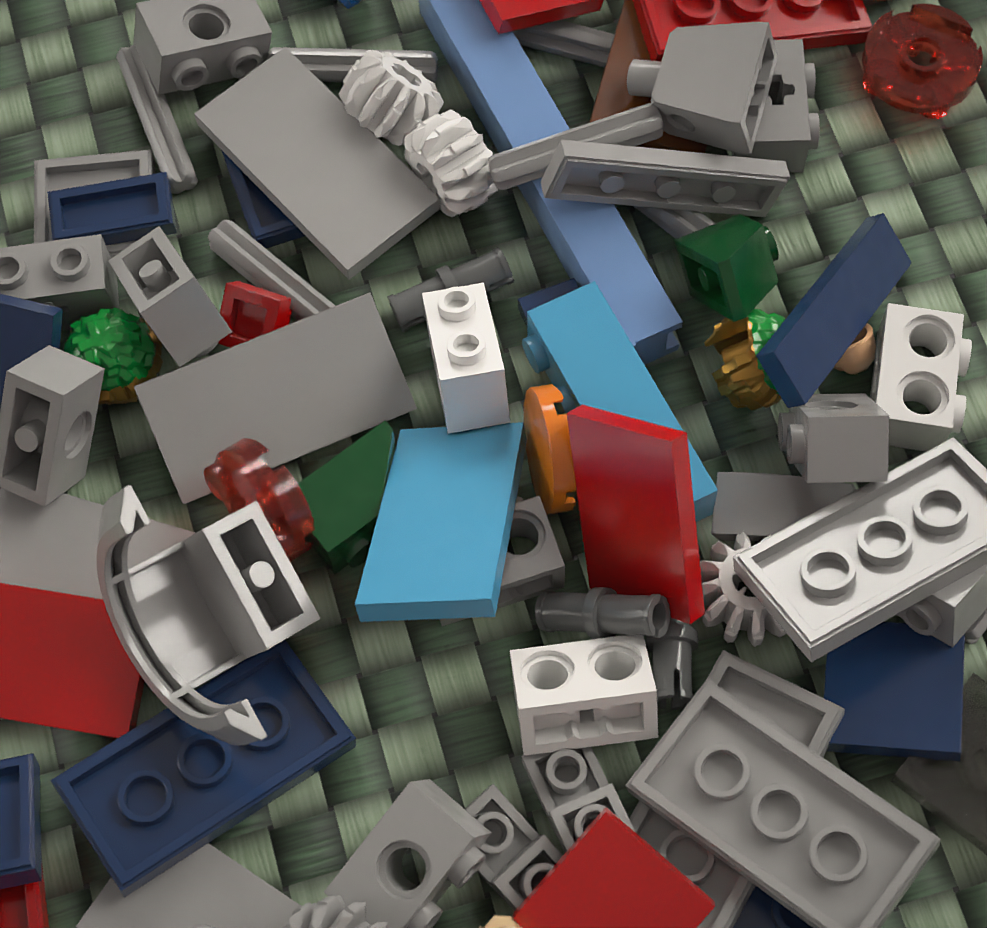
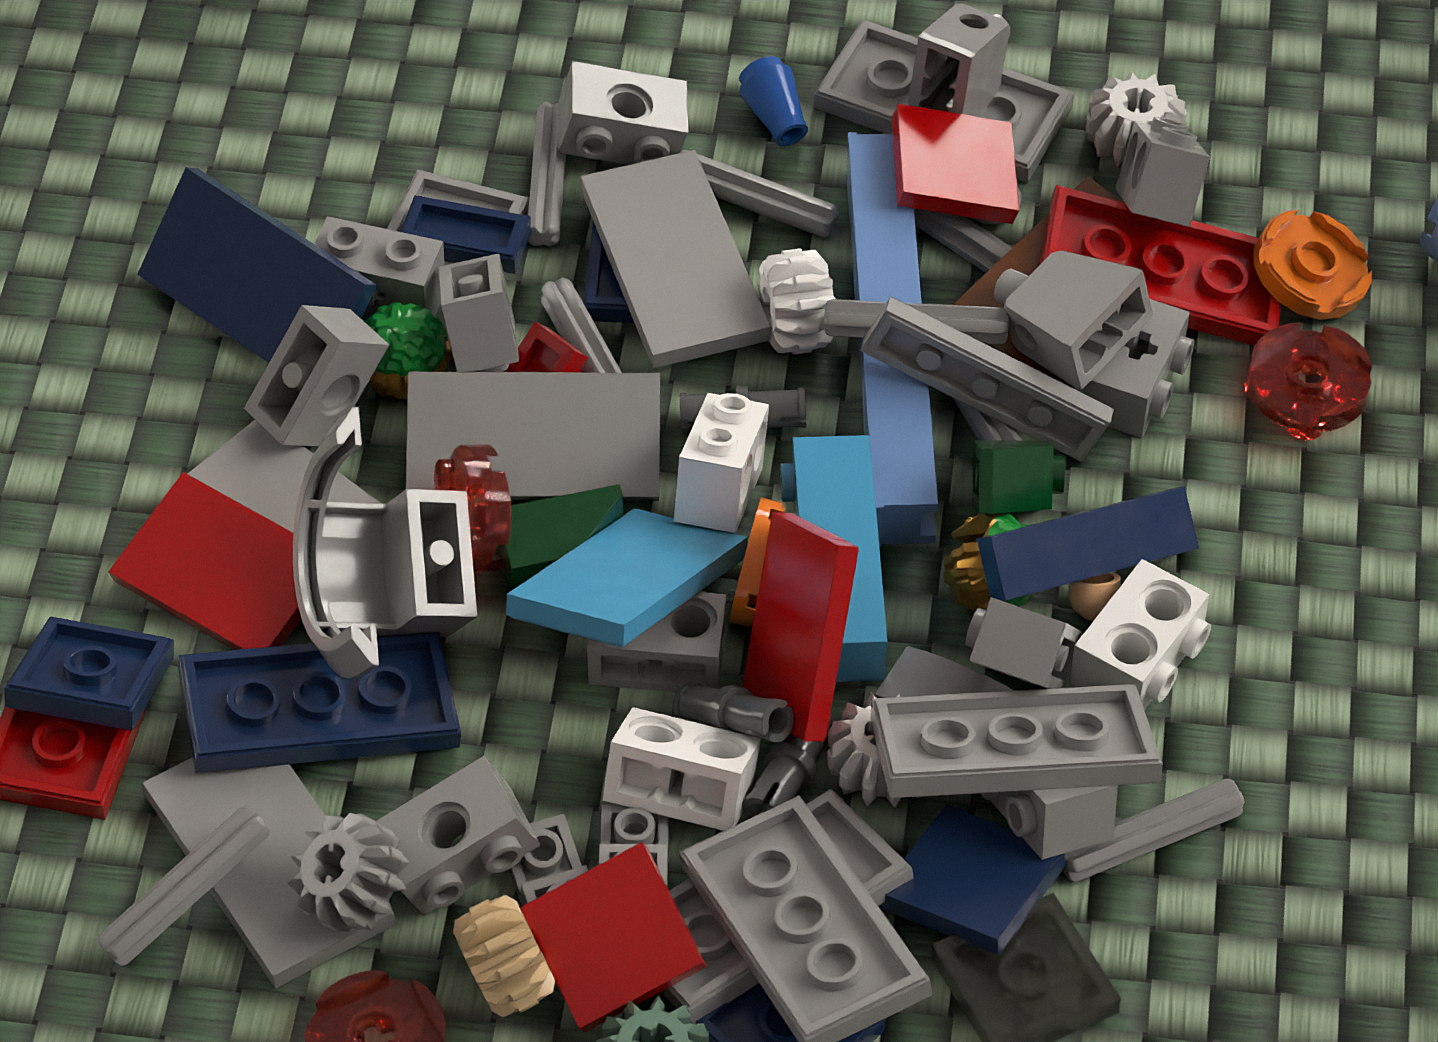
camera: 20 degrees right, 15 degrees down
(388, 96) = (766, 220): white gear -> none

